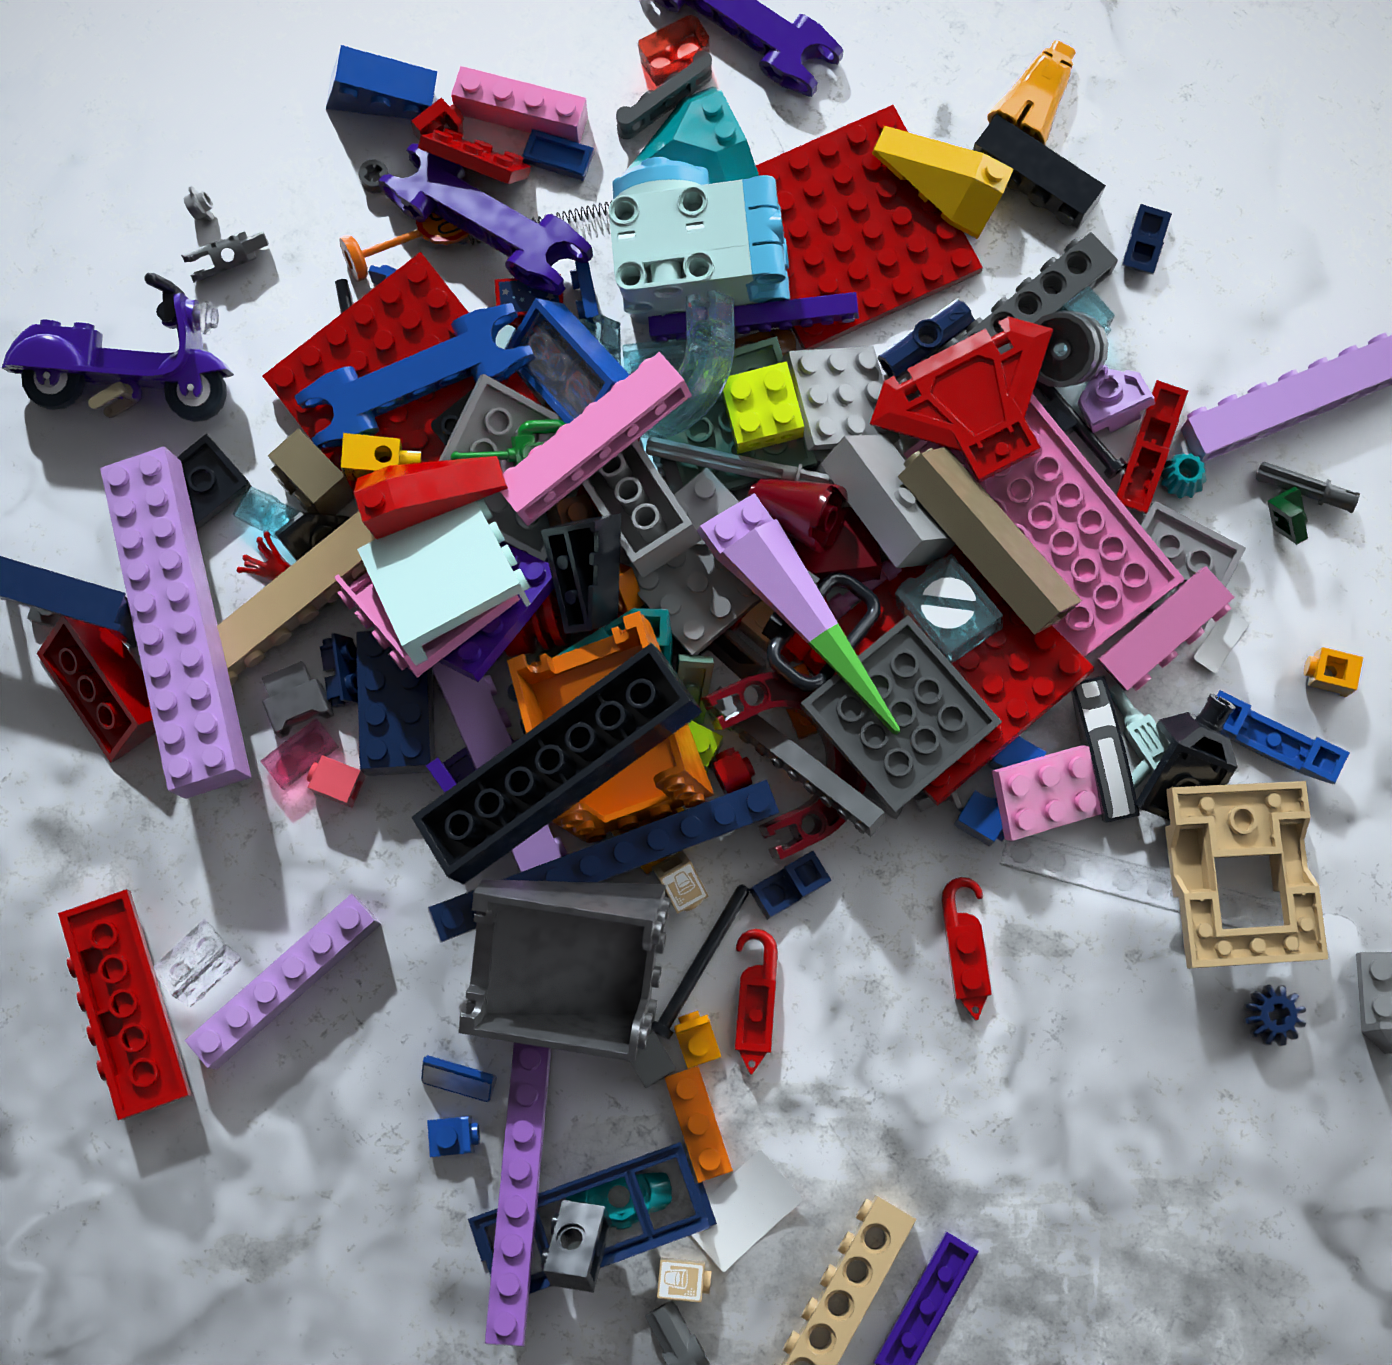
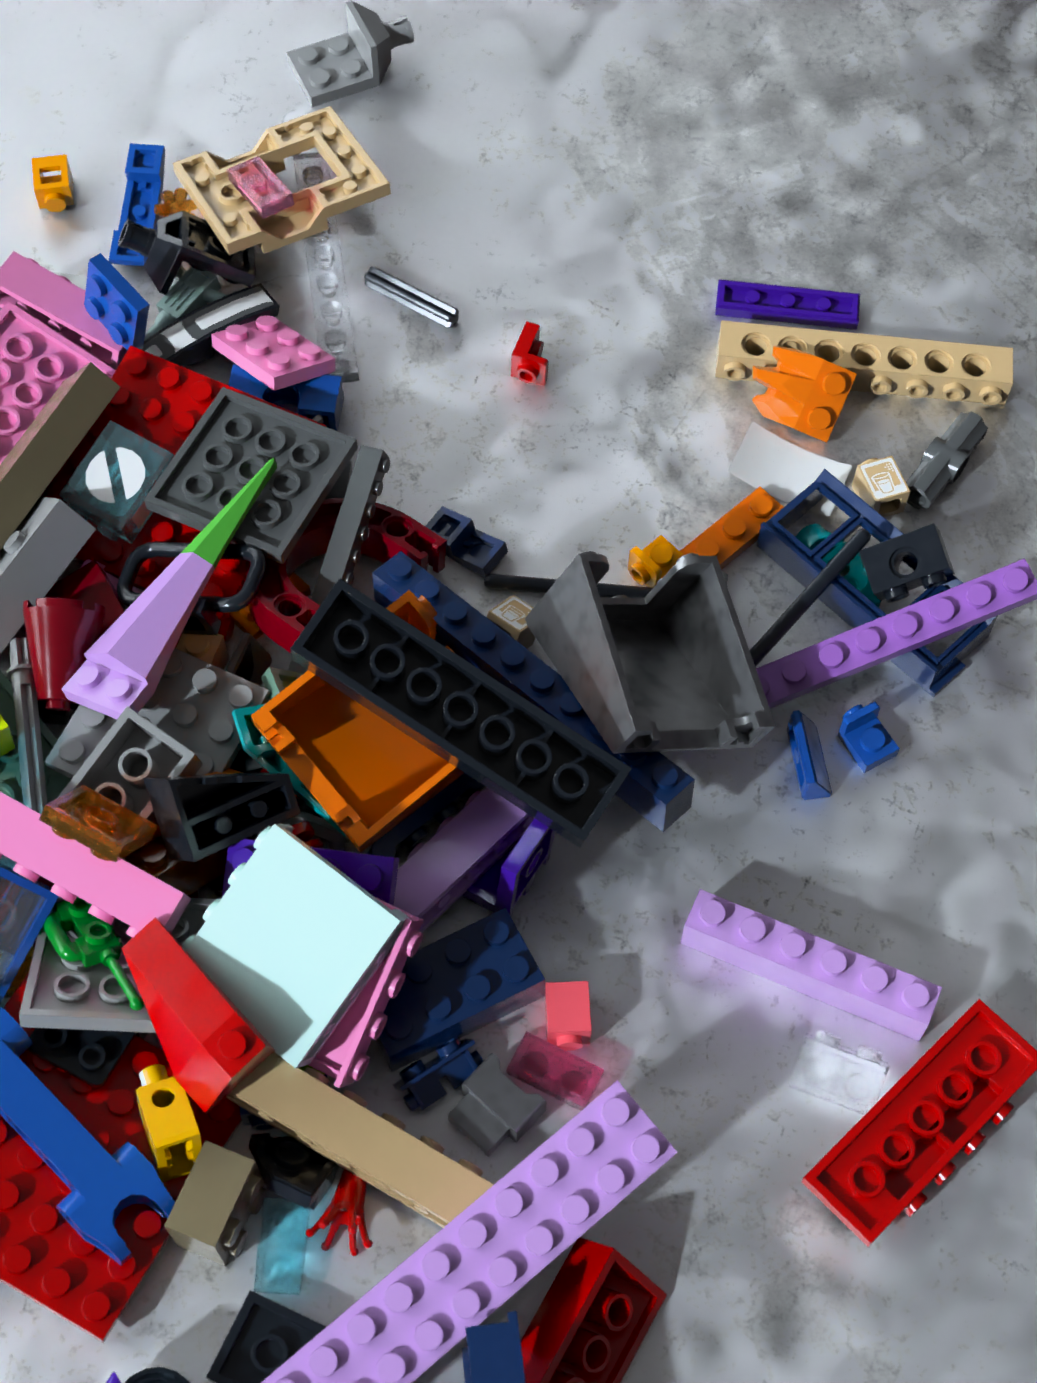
camera: 115 degrees left, 15 degrees down
(564, 1069) = (809, 595): none -> black bar
(596, 467) = (97, 823): none -> clear orange plate
(756, 1001) = (594, 524): red plate -> none
(807, 1258) = (803, 391): none -> orange plate
(965, 949) = (453, 380): red plate -> none
(965, 1026) = (526, 357): none -> red bracket
(1075, 949) = (411, 297): none -> axle
(1143, 655) = (115, 303): none -> blue plate
(1227, 841) = (260, 187): none -> clear pink plate
(1257, 768) = (174, 203): none -> clear orange plant
(1280, 1028) = (397, 137): dark blue gear -> none

